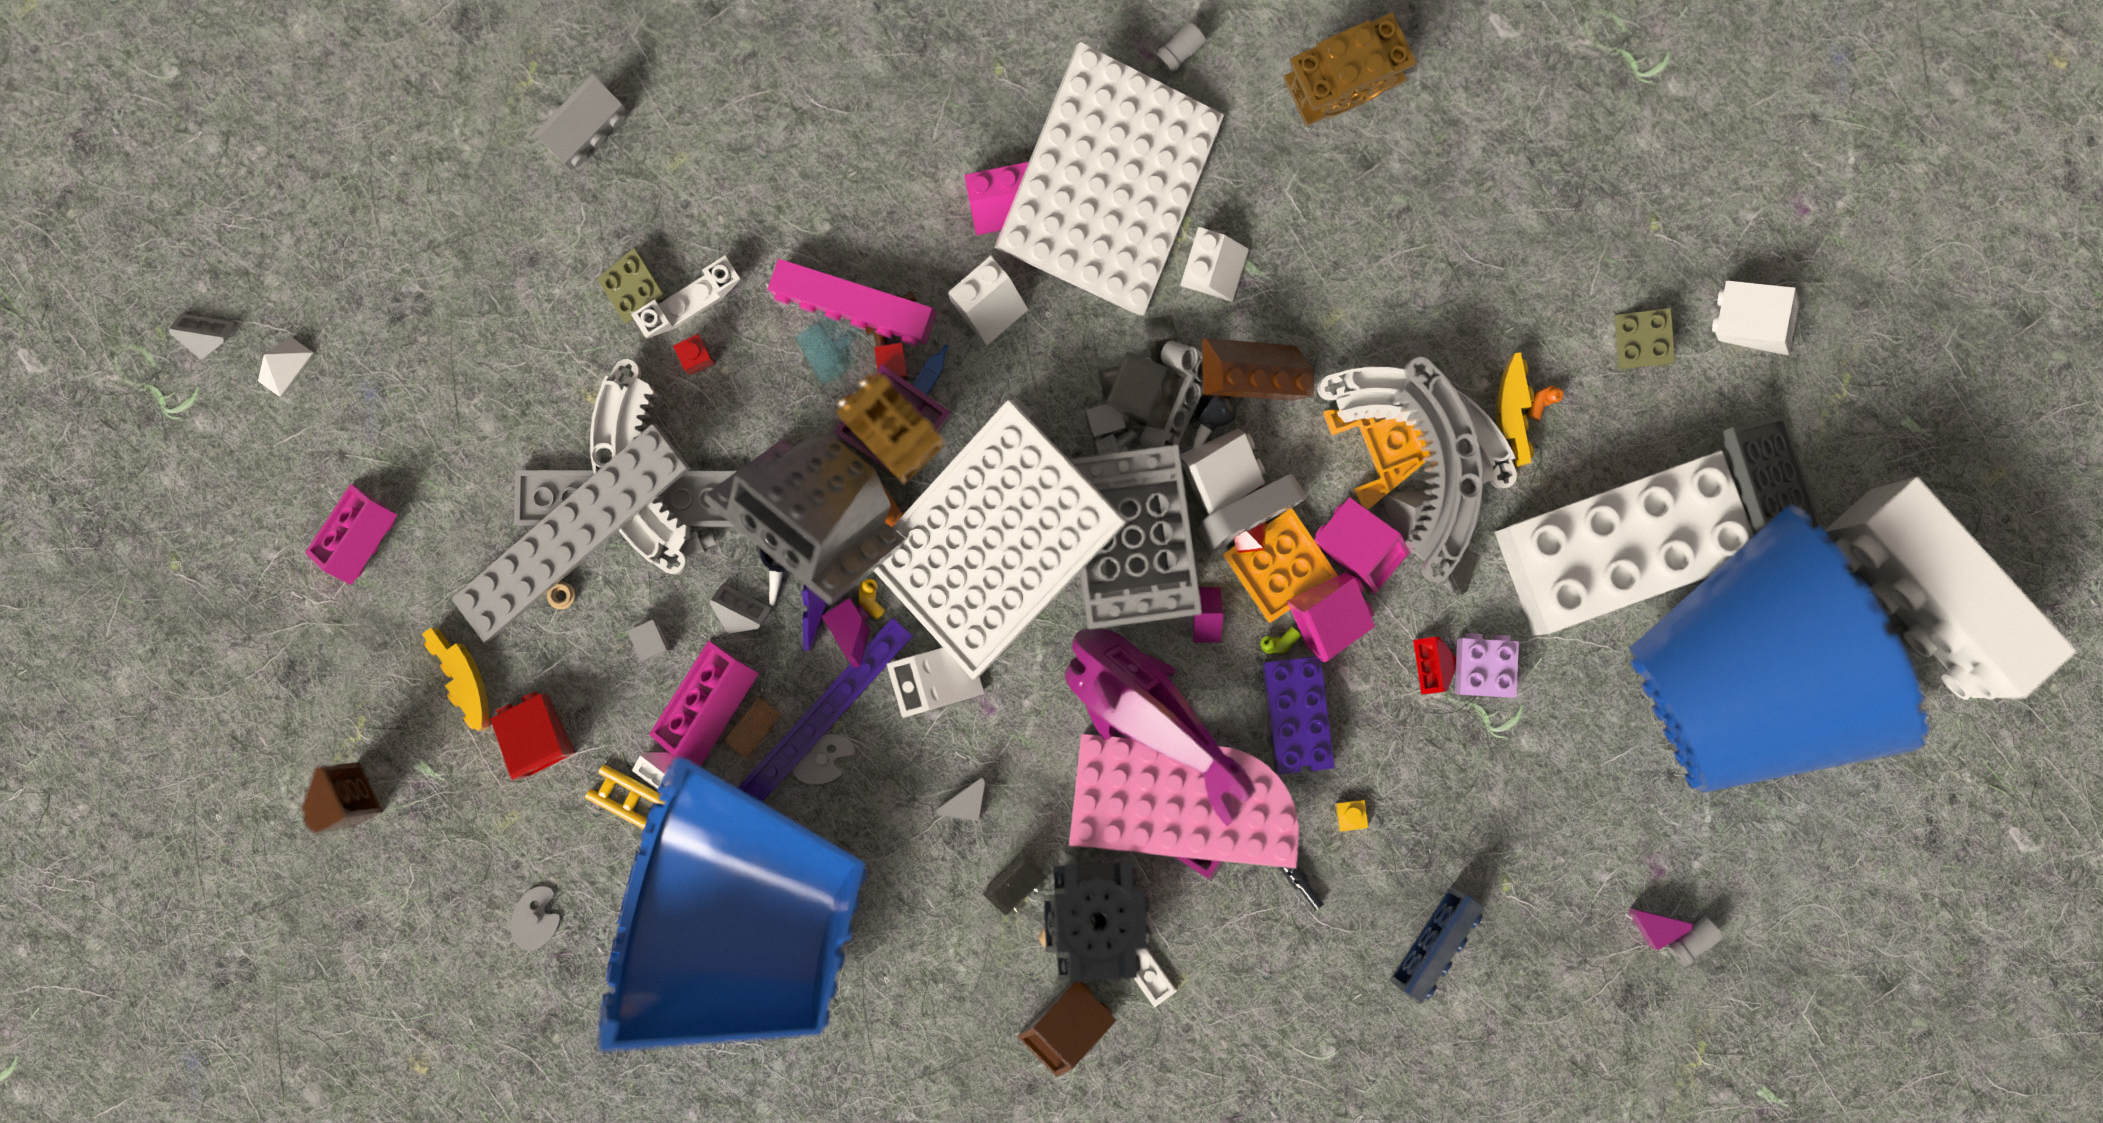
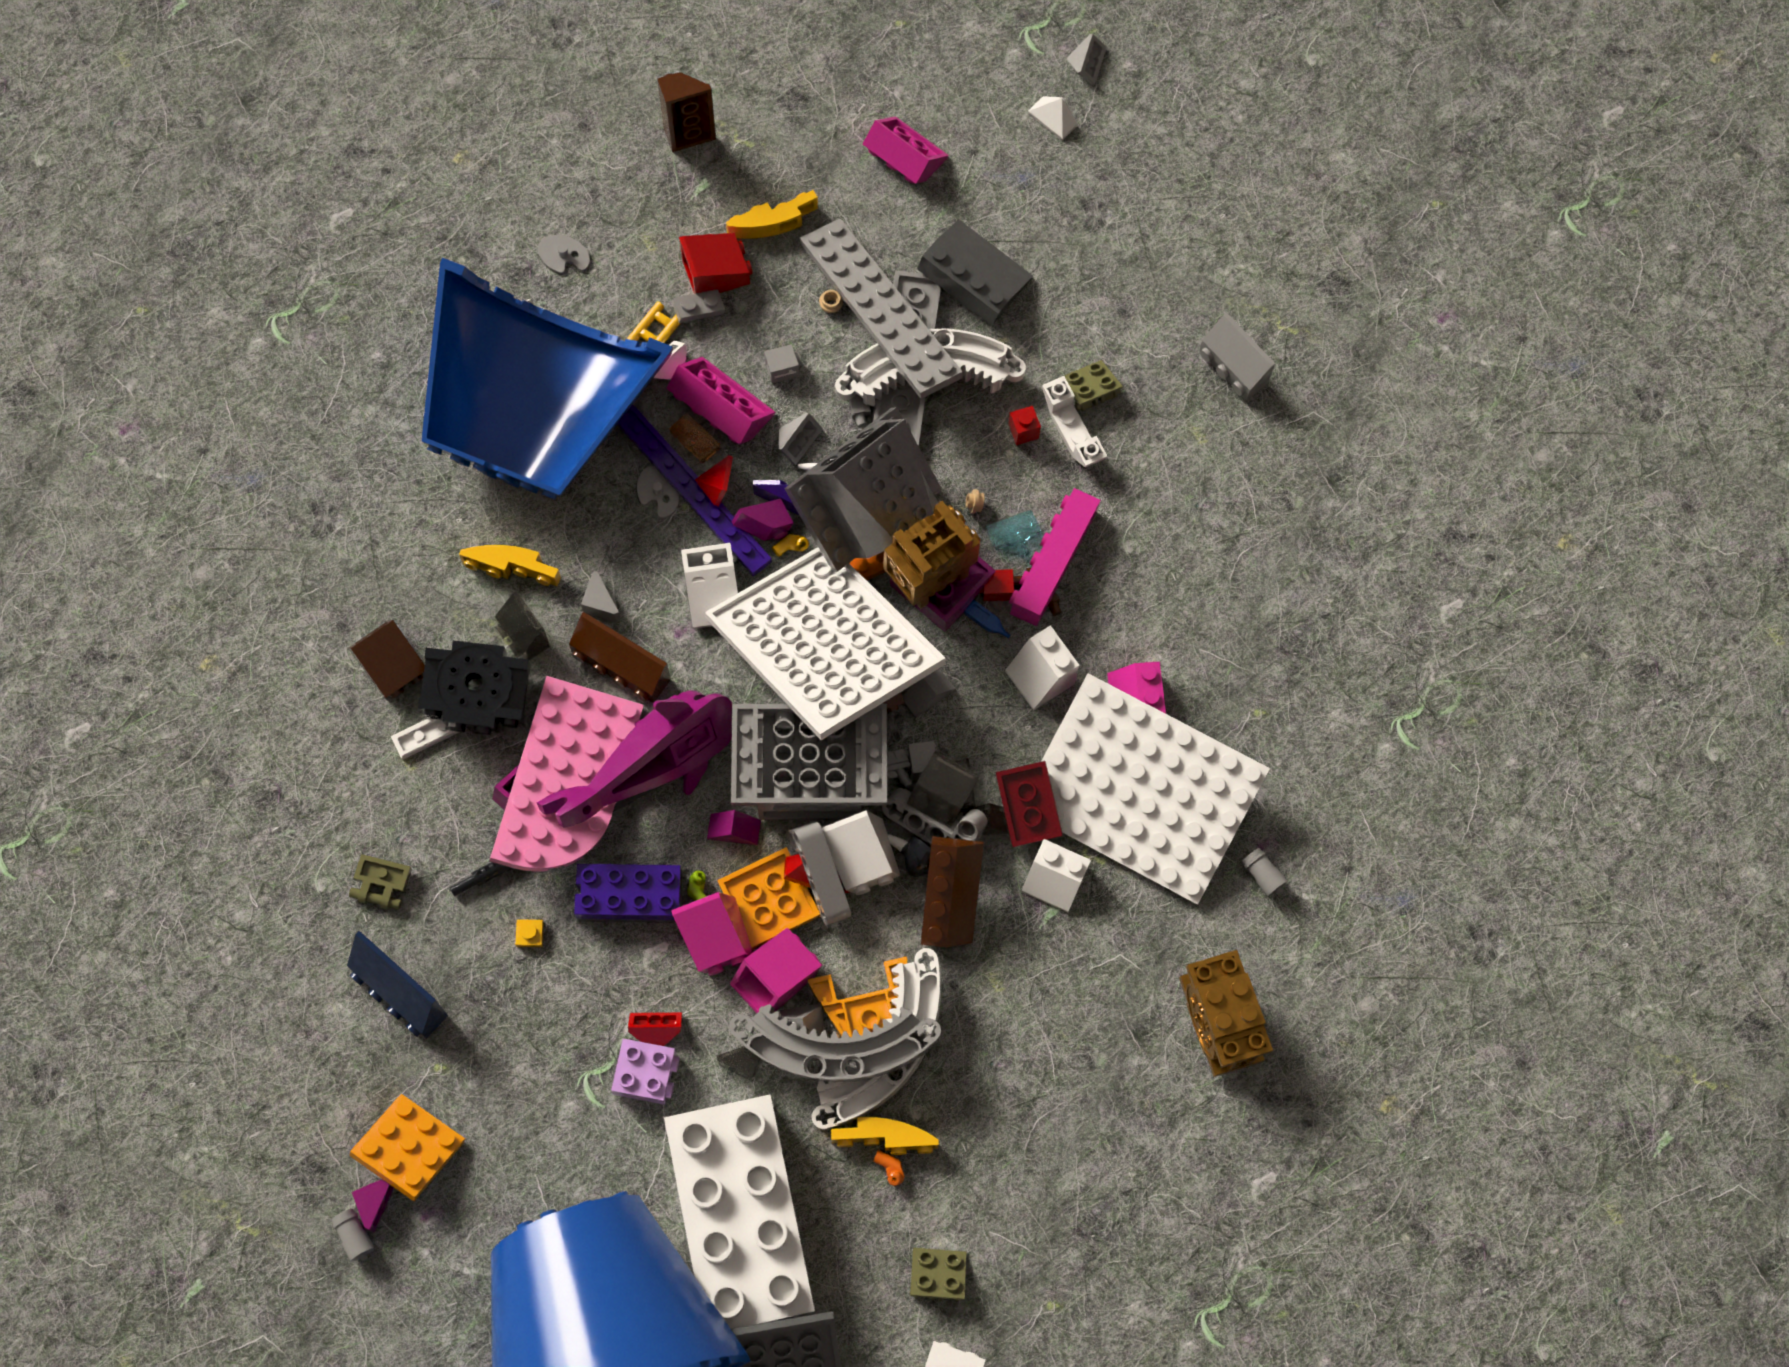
camera: 95 degrees right, 15 degrees down
(505, 432) = (974, 271): none -> dark grey slope
(586, 748) = (698, 306): none -> light grey plate
(793, 399) = (975, 501): none -> tan plate
(808, 692) = (715, 480): none -> red slope
(932, 920) = (502, 559): none -> yellow slope
(1036, 768) = (619, 658): none -> reddish brown slope
(1144, 299) = (1029, 804): none -> dark red plate
(1311, 985) = (382, 874): none -> olive plate
(1600, 901) = (407, 1147): none -> light orange plate

